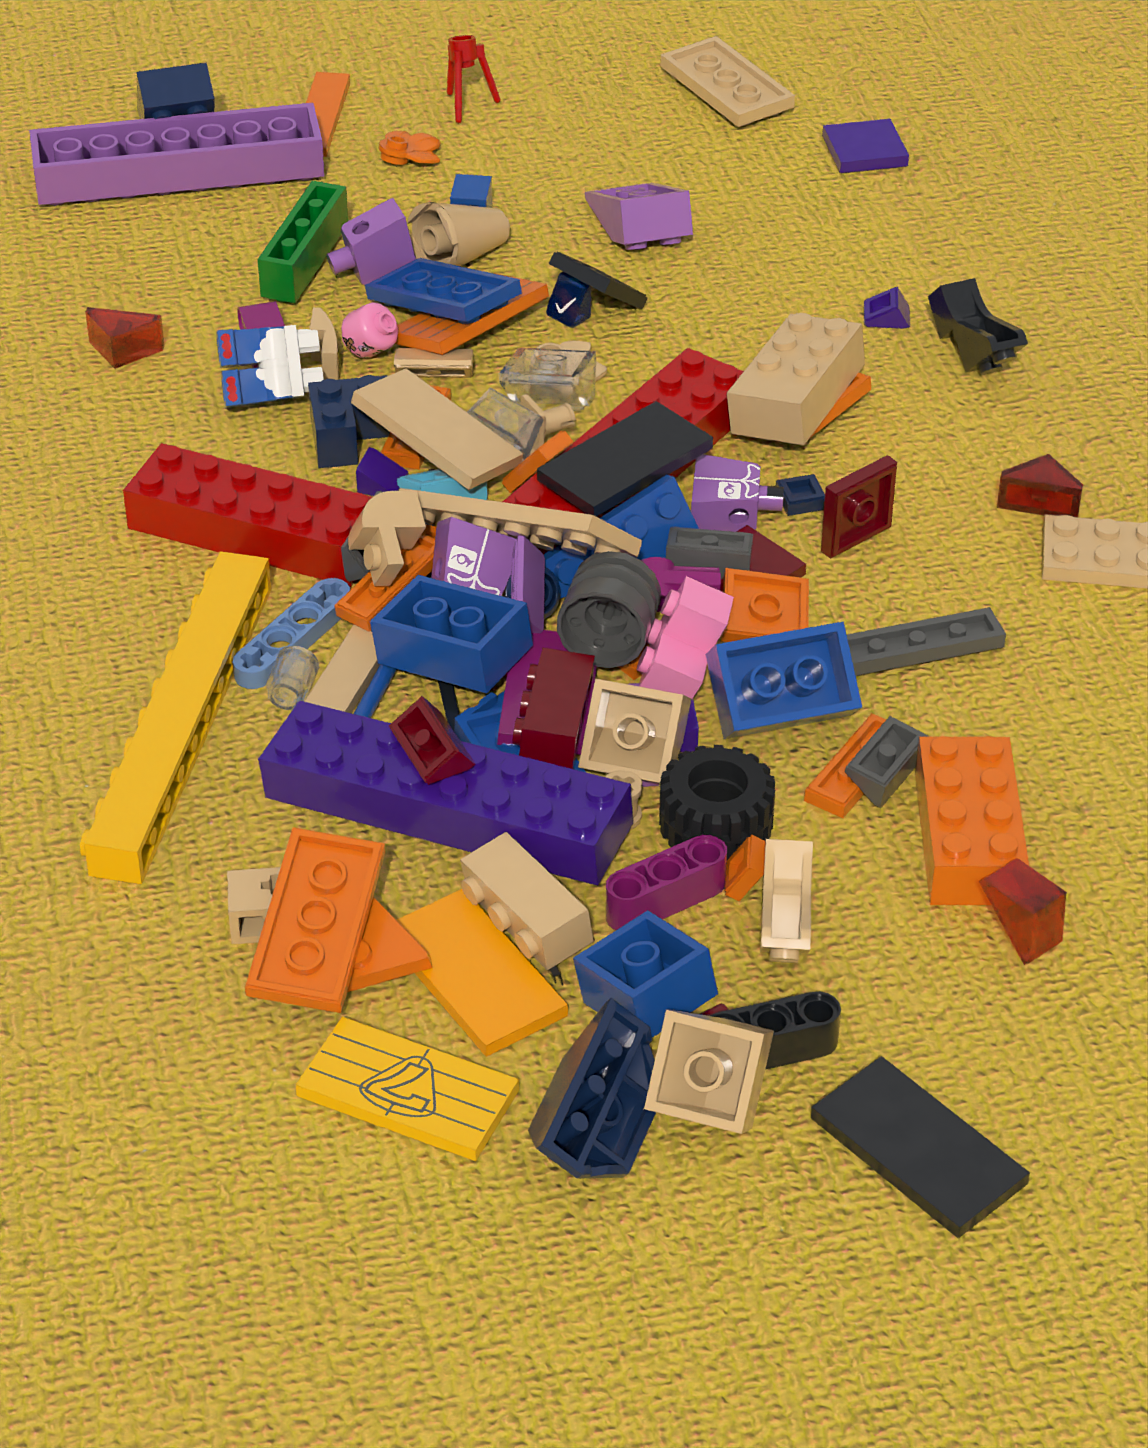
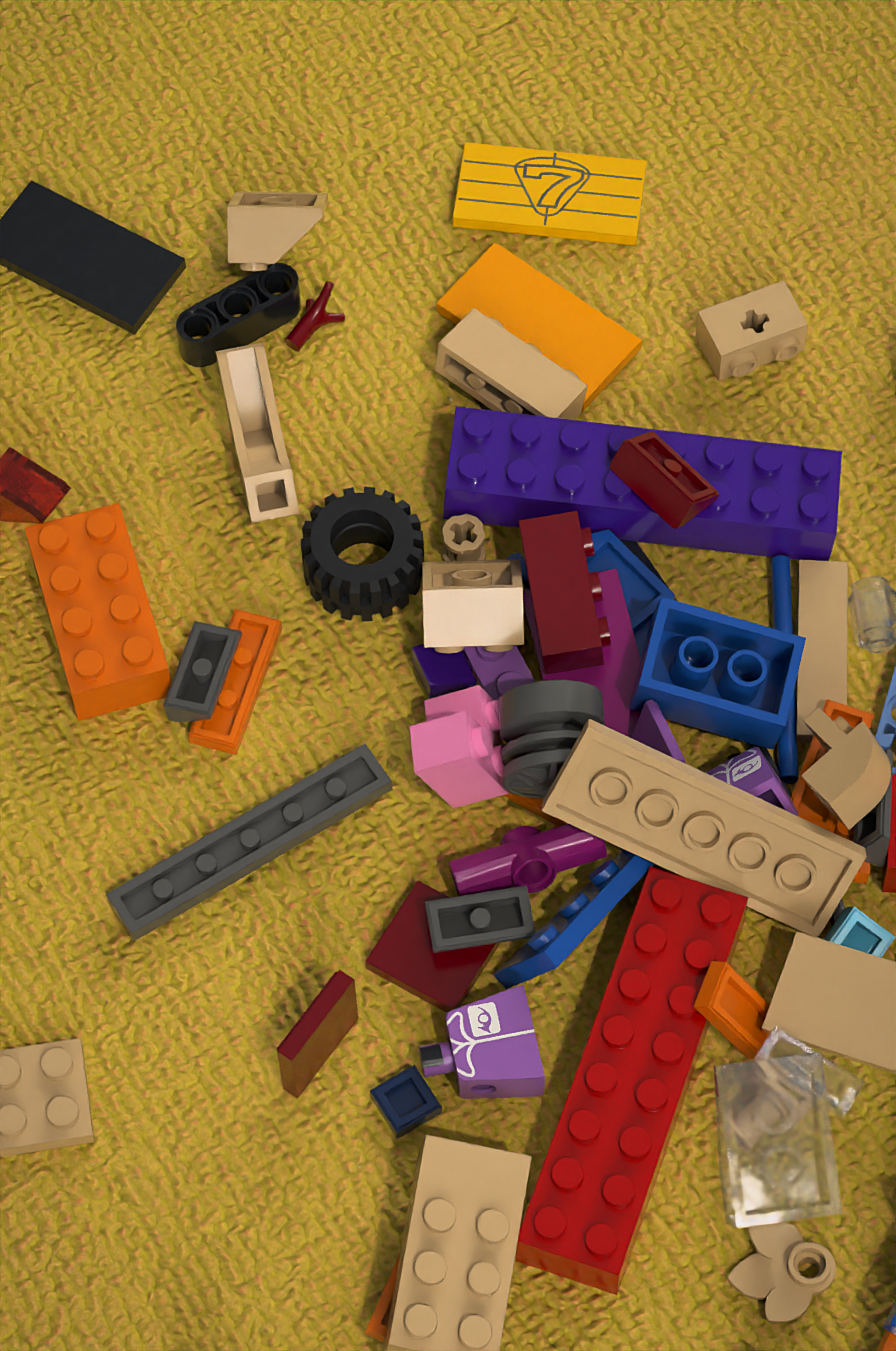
camera: 165 degrees right, 20 degrees up
(315, 920) = (696, 290): orange tile -> none
(386, 951) = (645, 312): orange wing -> none
(597, 1099) = (374, 184): dark blue wedge -> none
(624, 459) = (617, 991): black tile -> none
(647, 971) = (367, 318): blue brick -> none
(667, 881) = (390, 435): magenta beam -> none
(745, 867) = (310, 487): orange tile -> none
(764, 604) = (391, 866): orange tile -> none
(783, 680) = (335, 715): blue brick -> none
(1040, 488) = (104, 1176): clear red slope -> none

